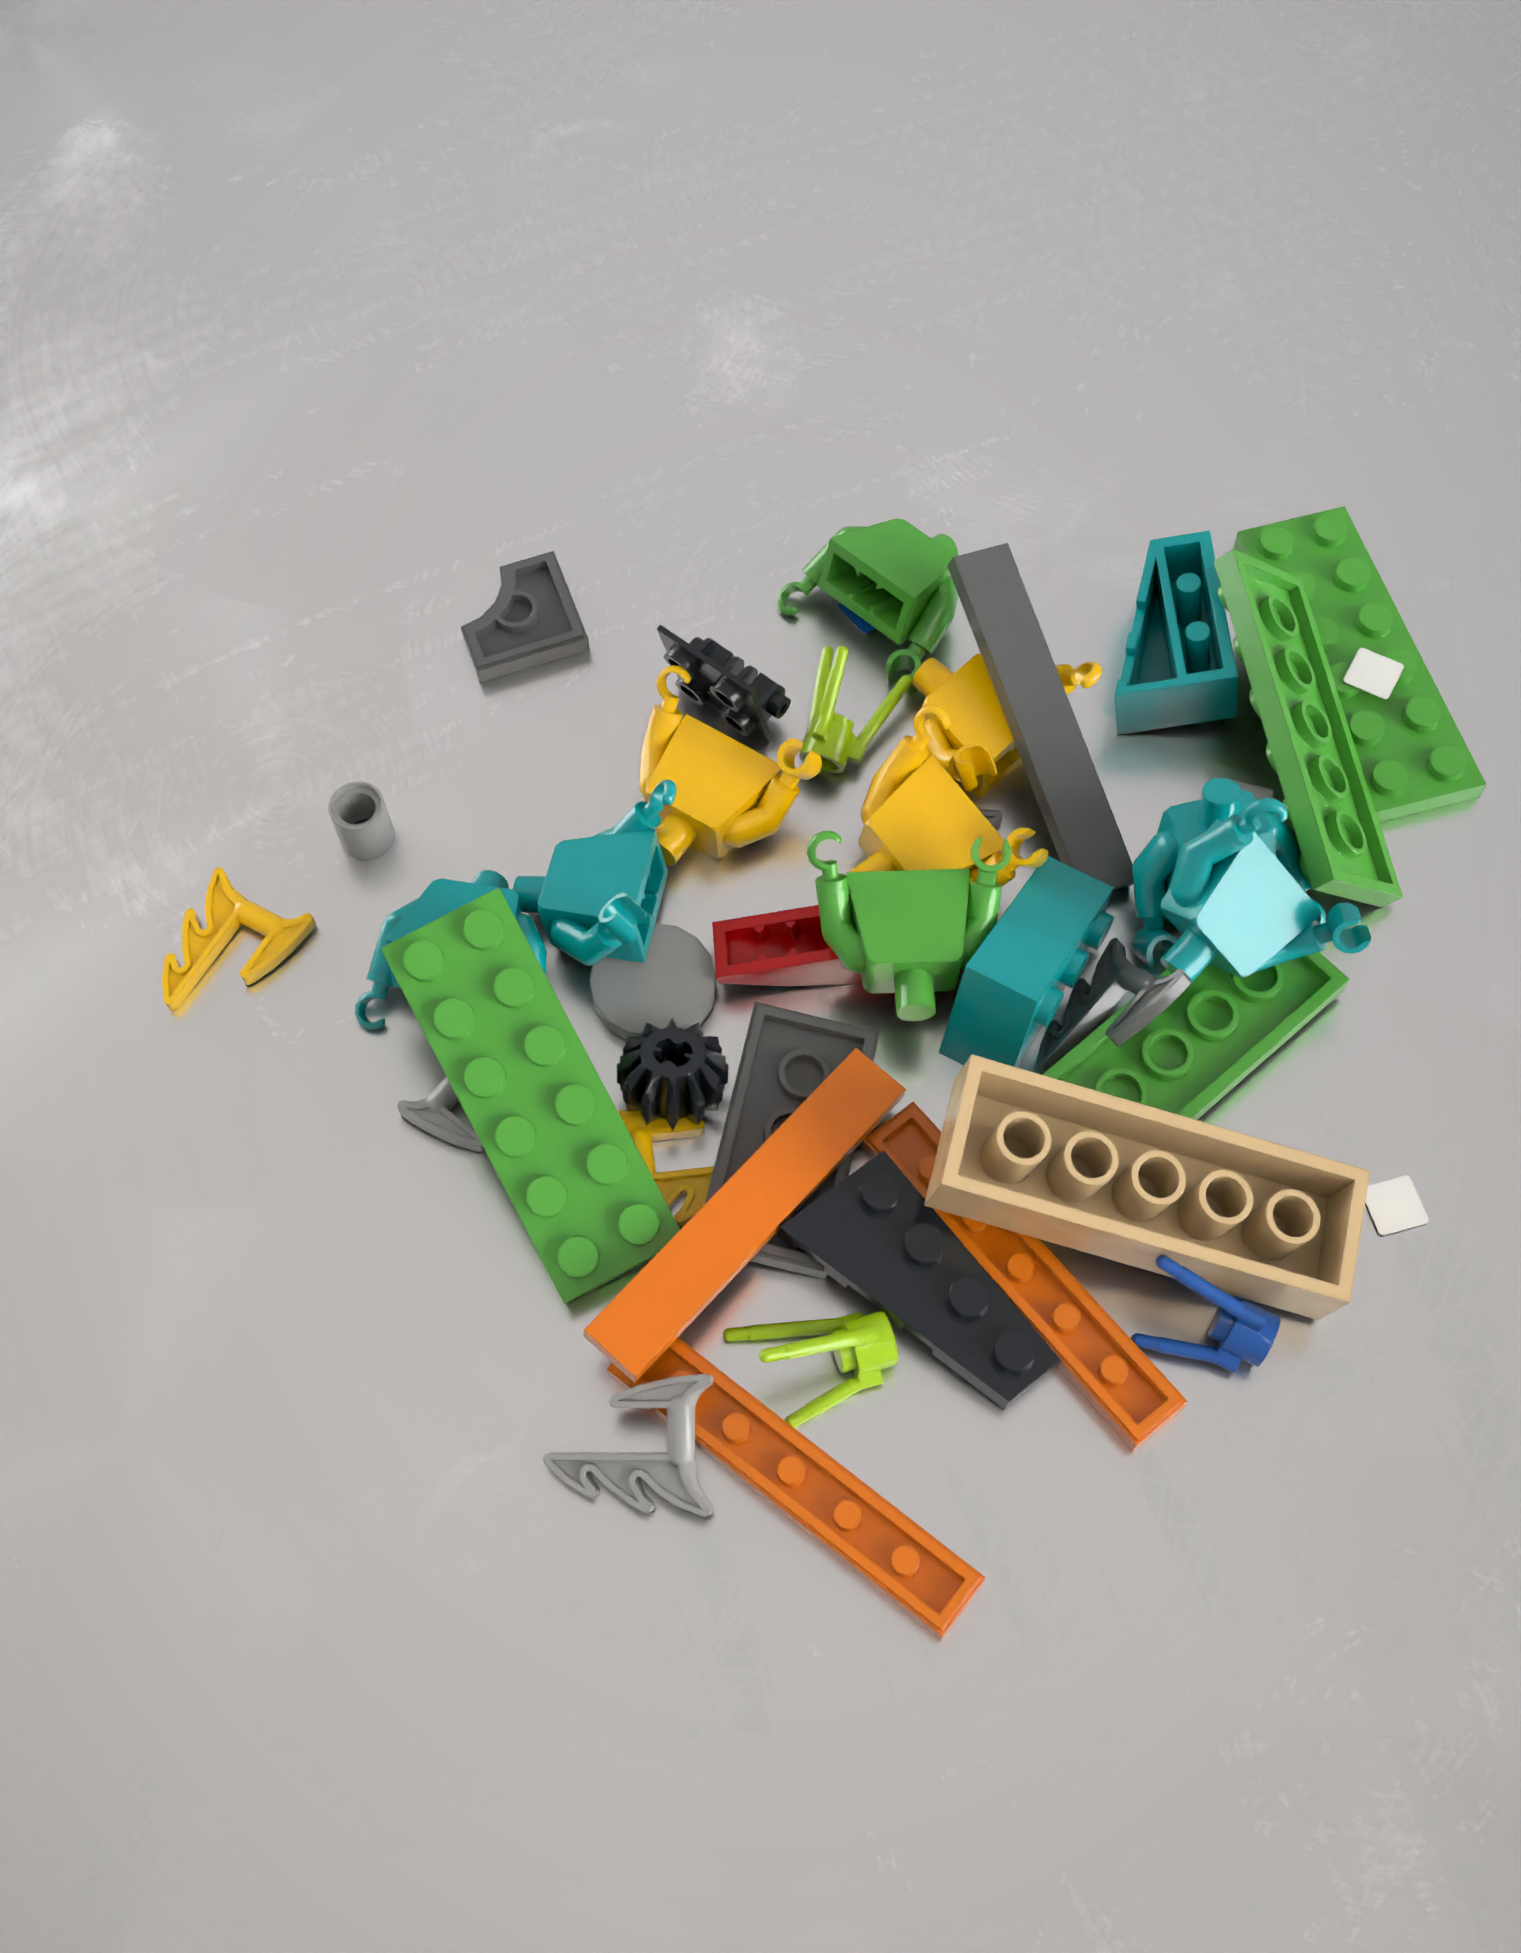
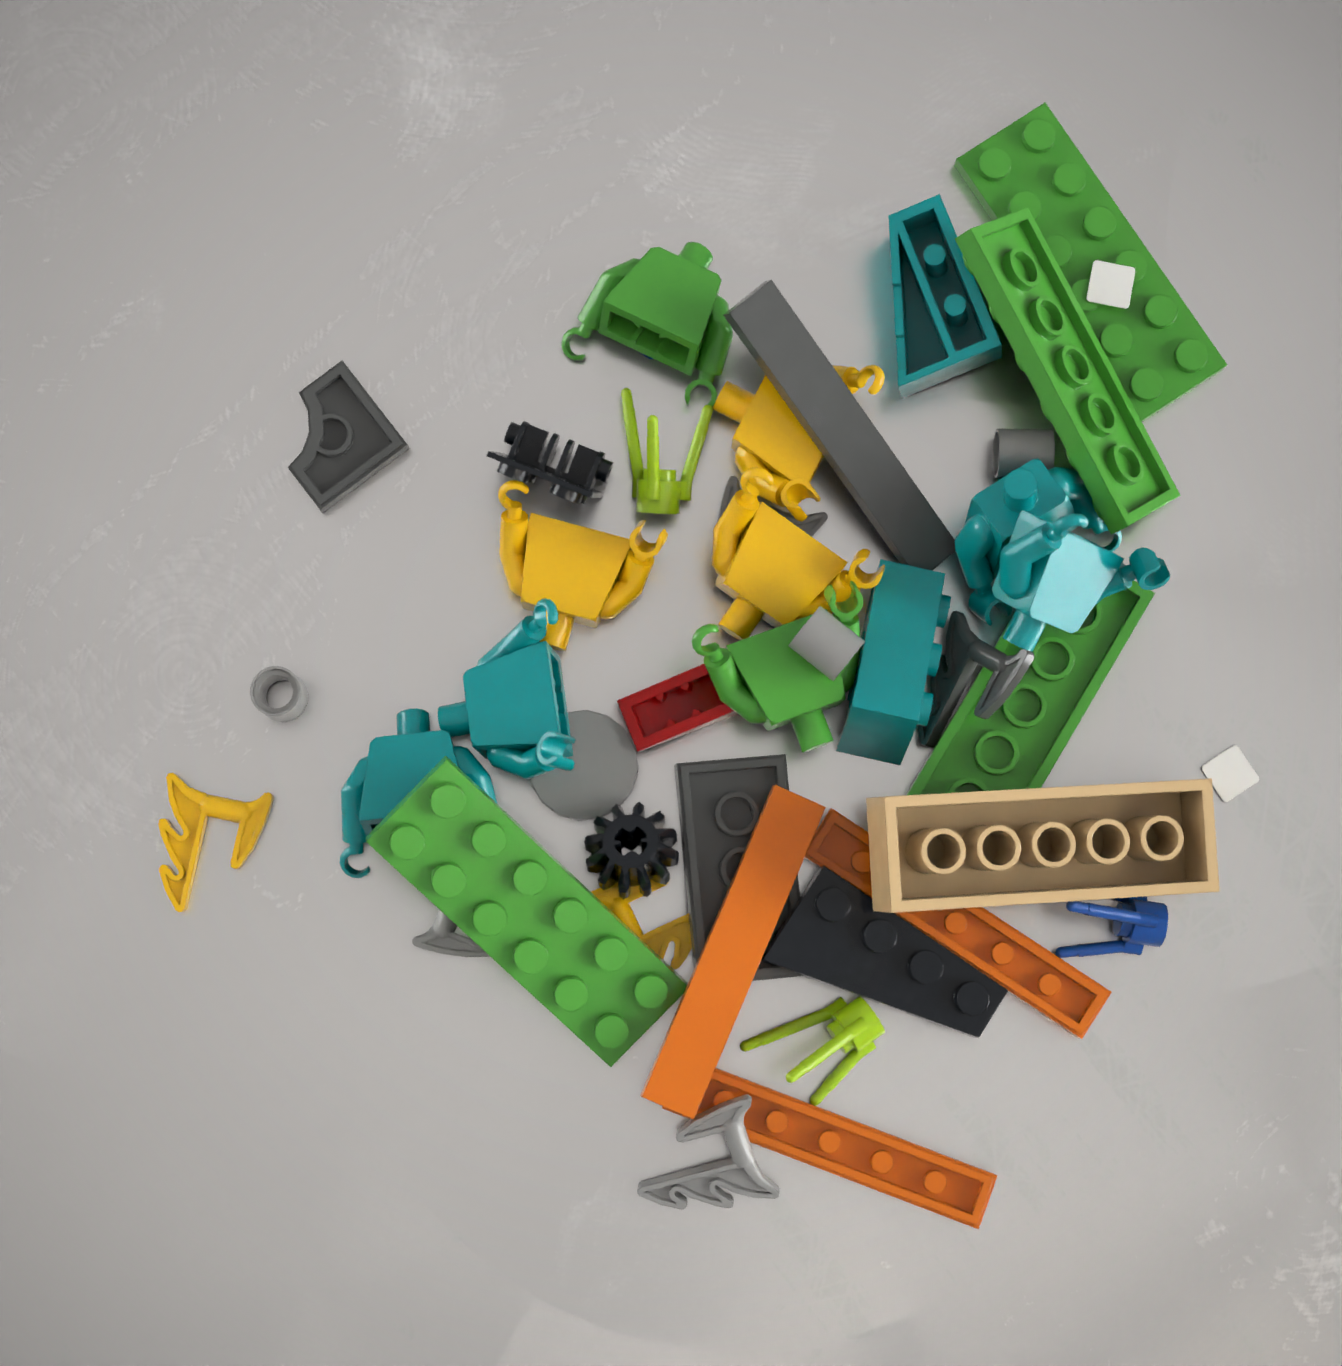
camera: 25 degrees left, 20 degrees up
(956, 889) = (826, 643): none -> light grey beam

